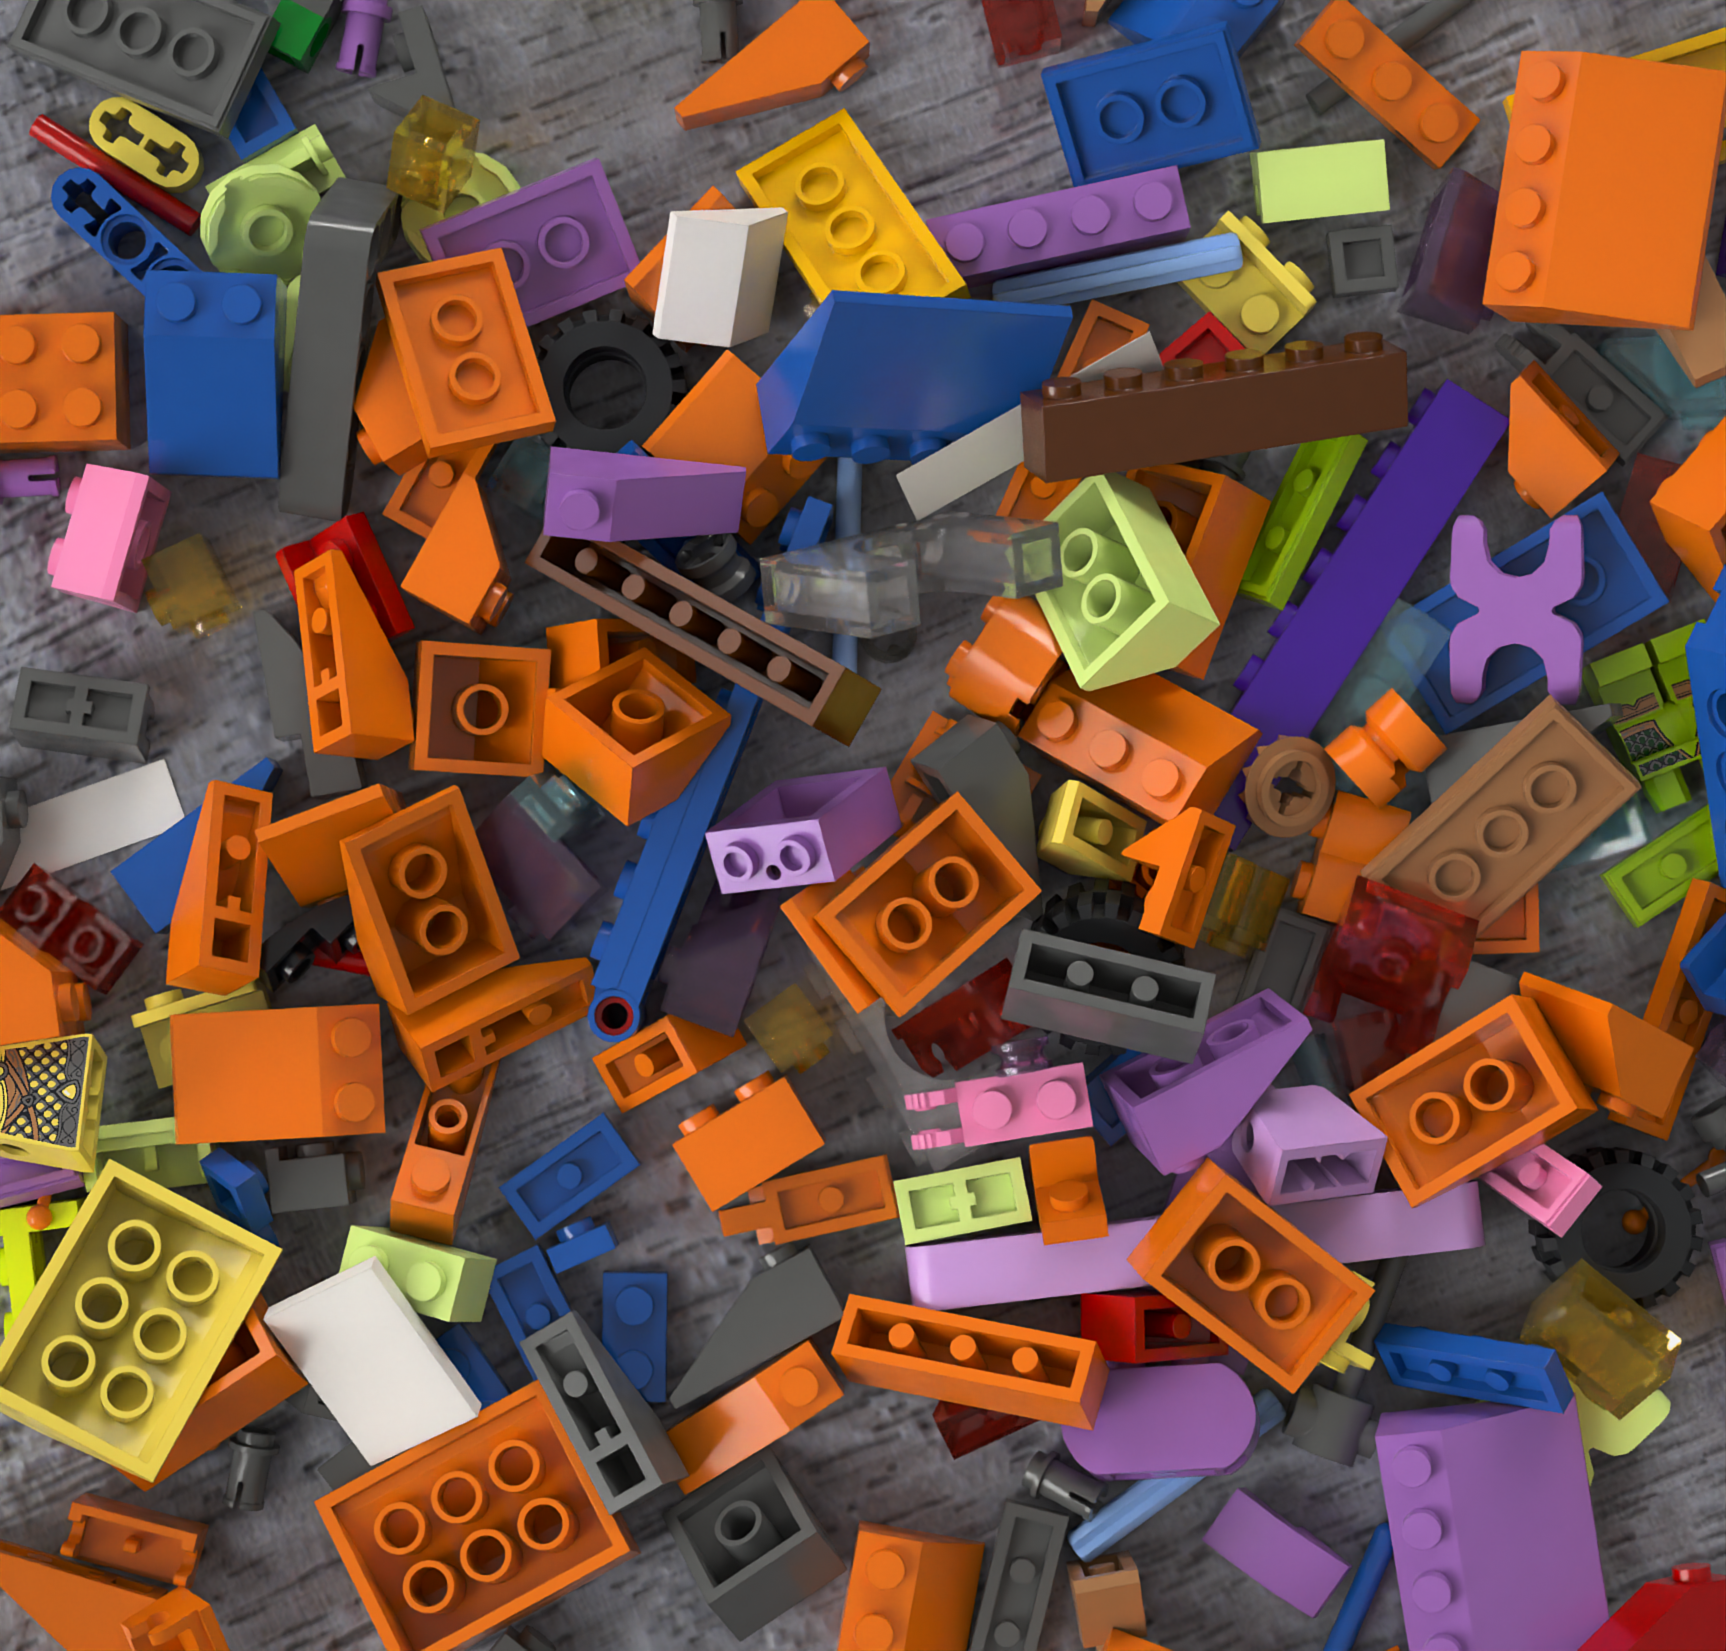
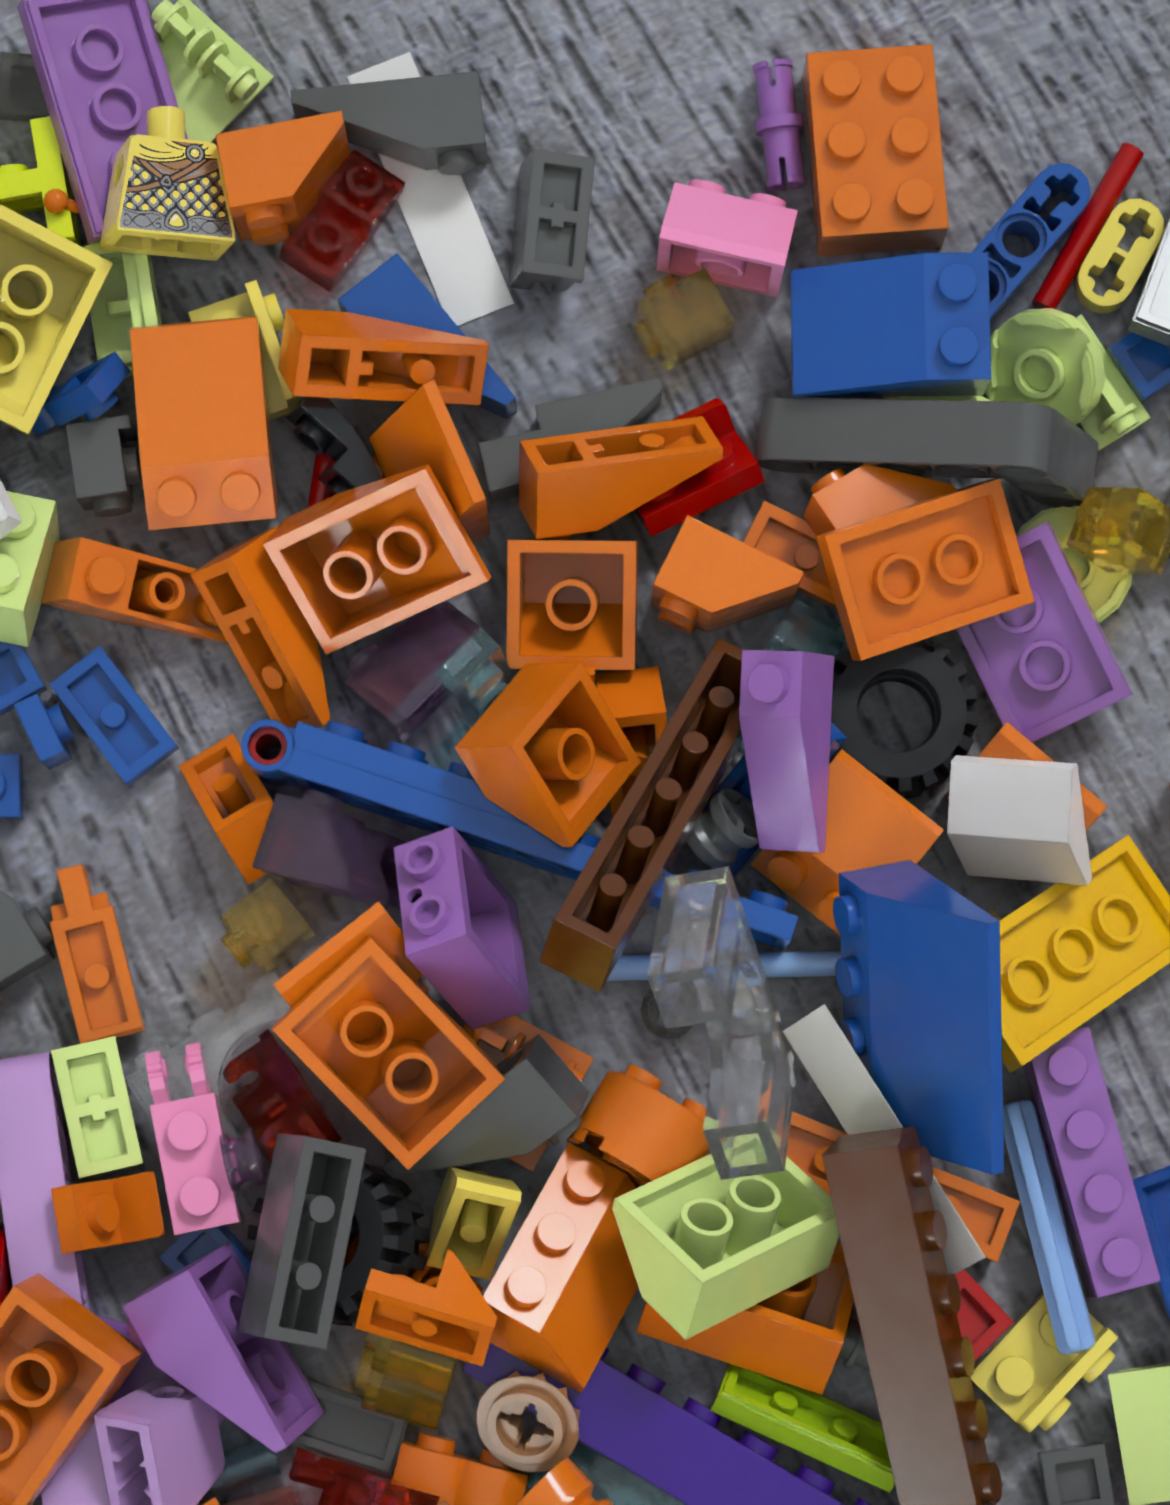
camera: 90 degrees right, 5 degrees down
(747, 1141) = (150, 889): orange brick -> none

